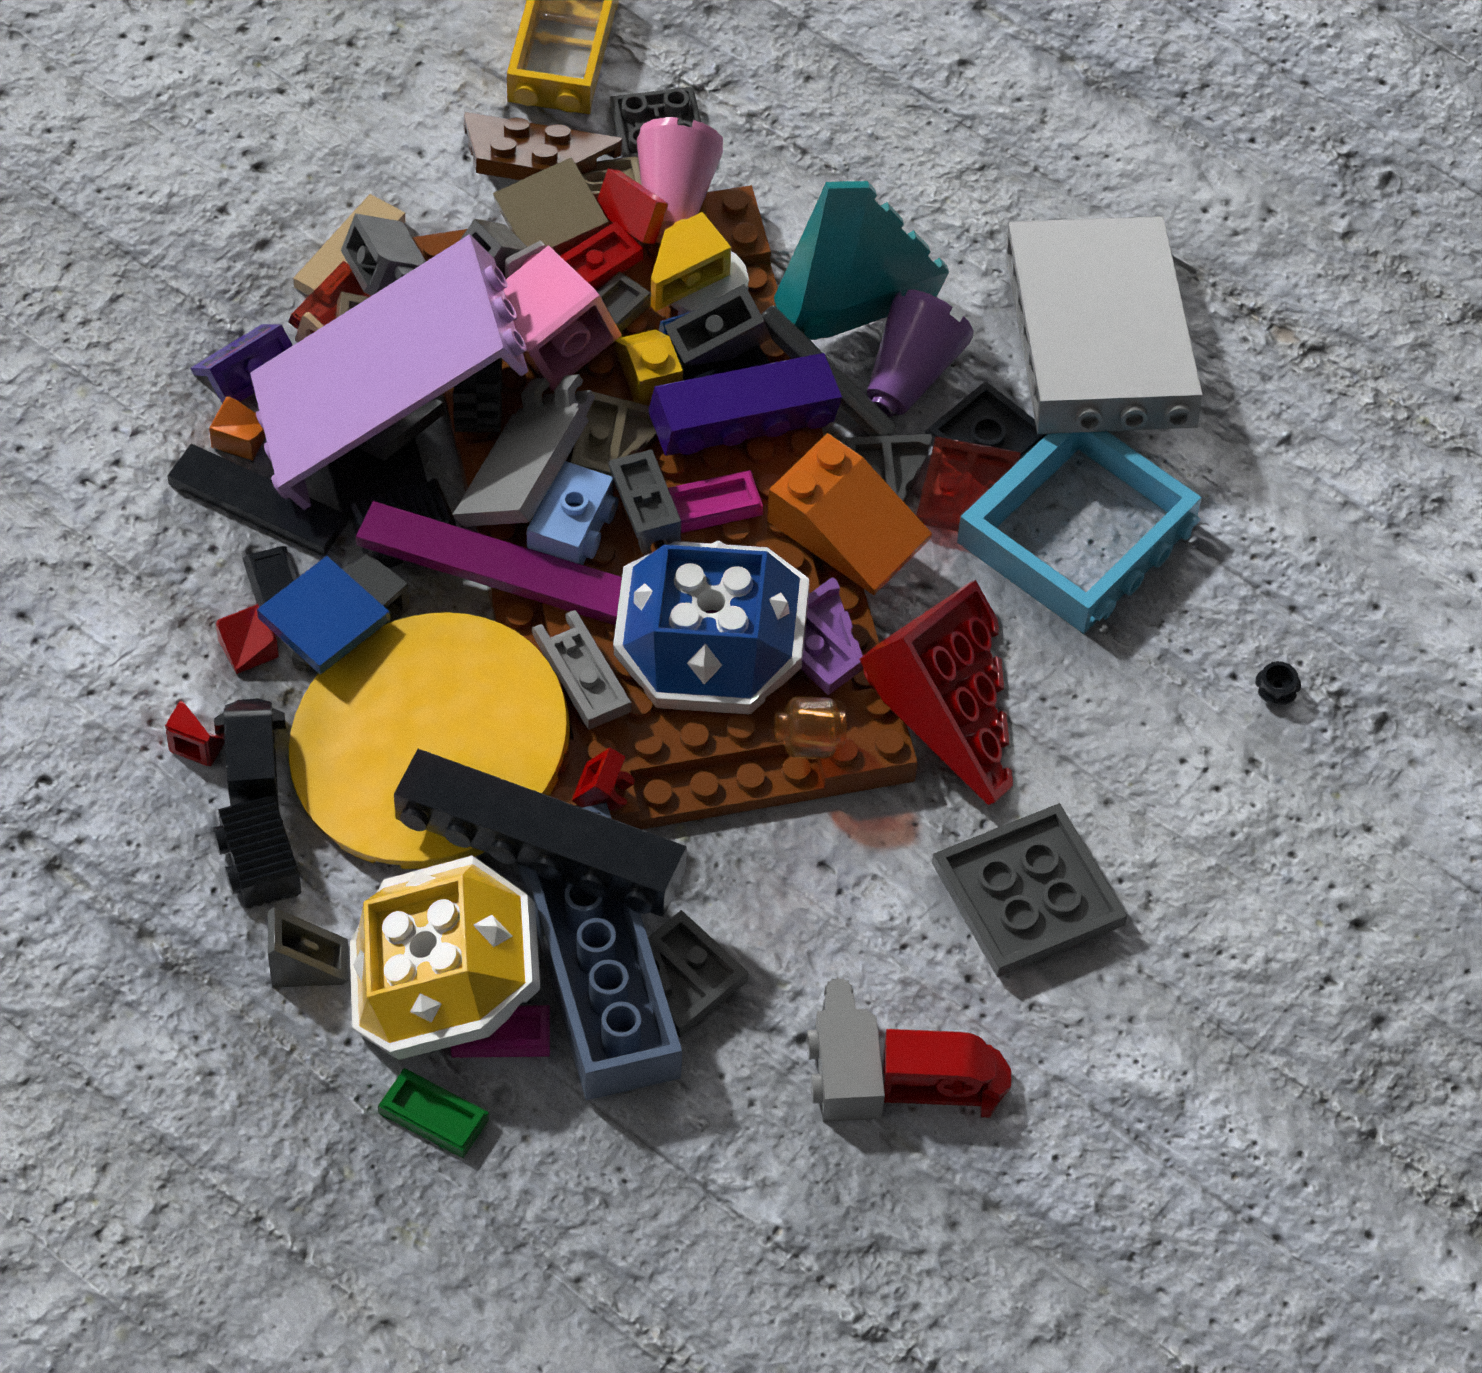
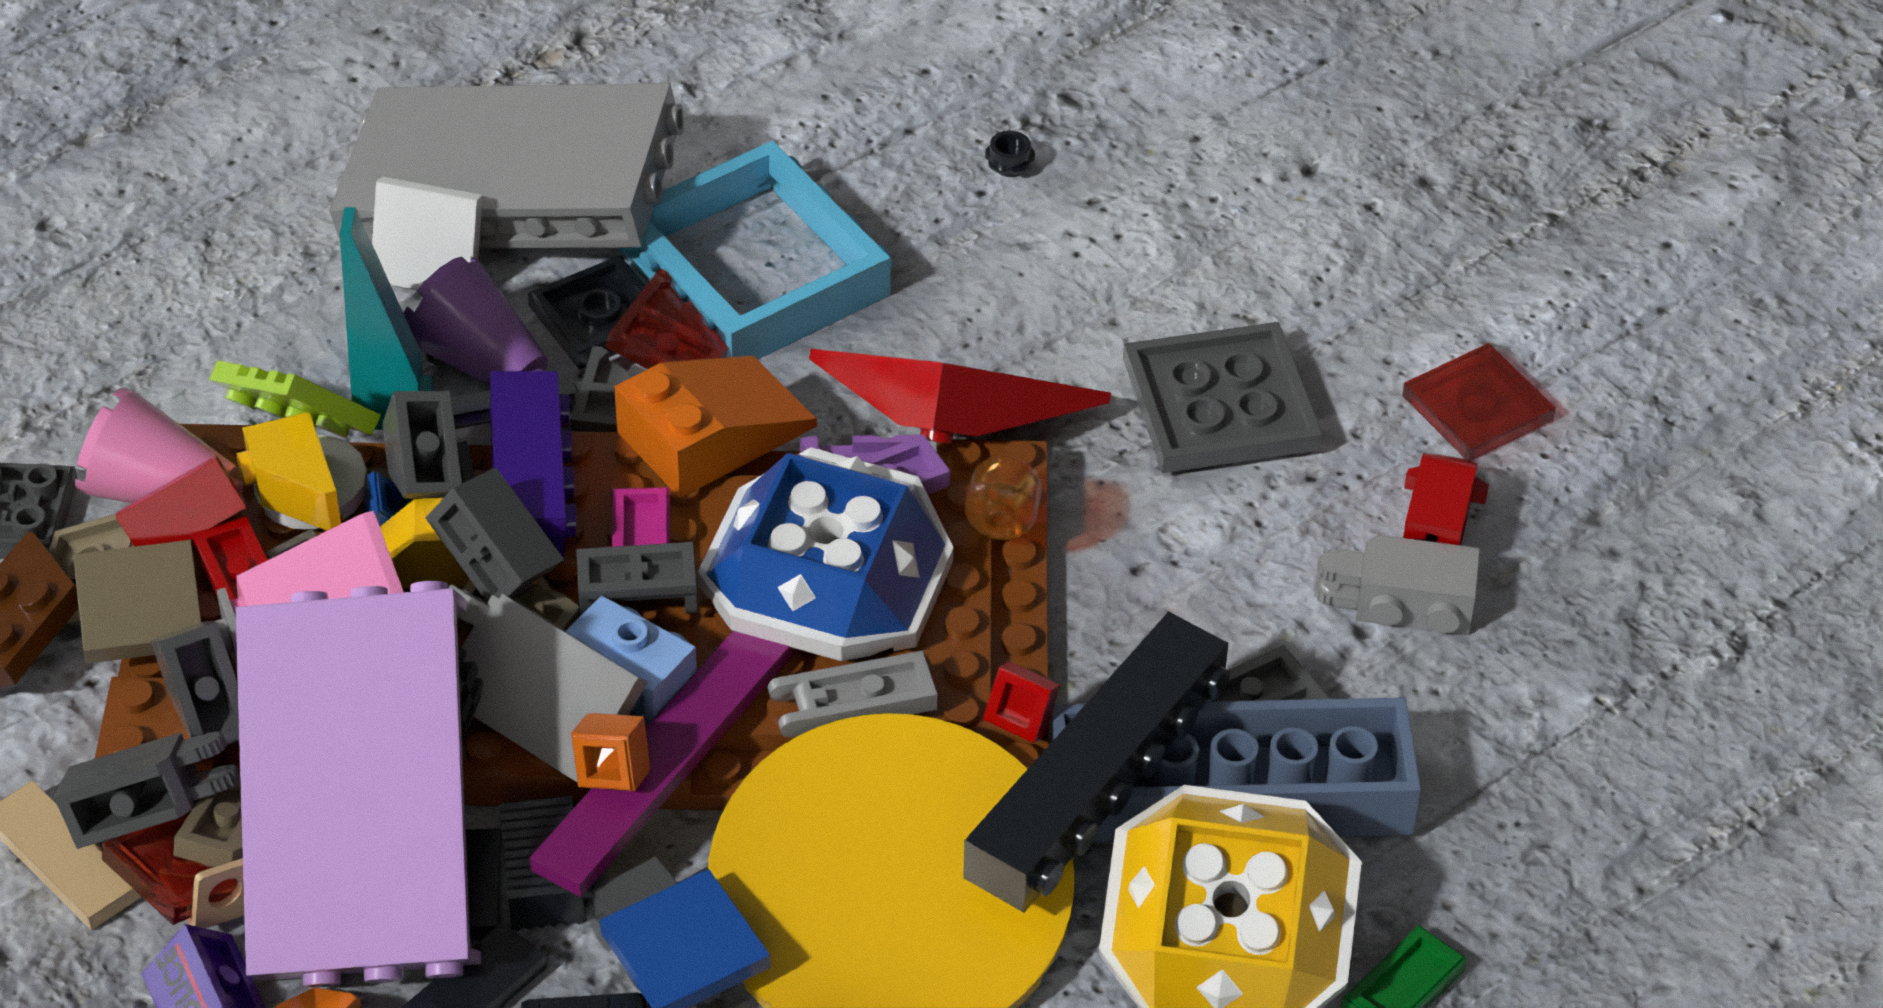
camera: 75 degrees left, 10 degrees down
(465, 518) = (611, 751): none -> orange slope
(636, 391) = (493, 536): none -> dark grey hinge
(764, 243) = (292, 395): none -> lime wing
(1000, 291) = (423, 228): none -> white tile
(1095, 1093) = (1478, 402): none -> clear red tile

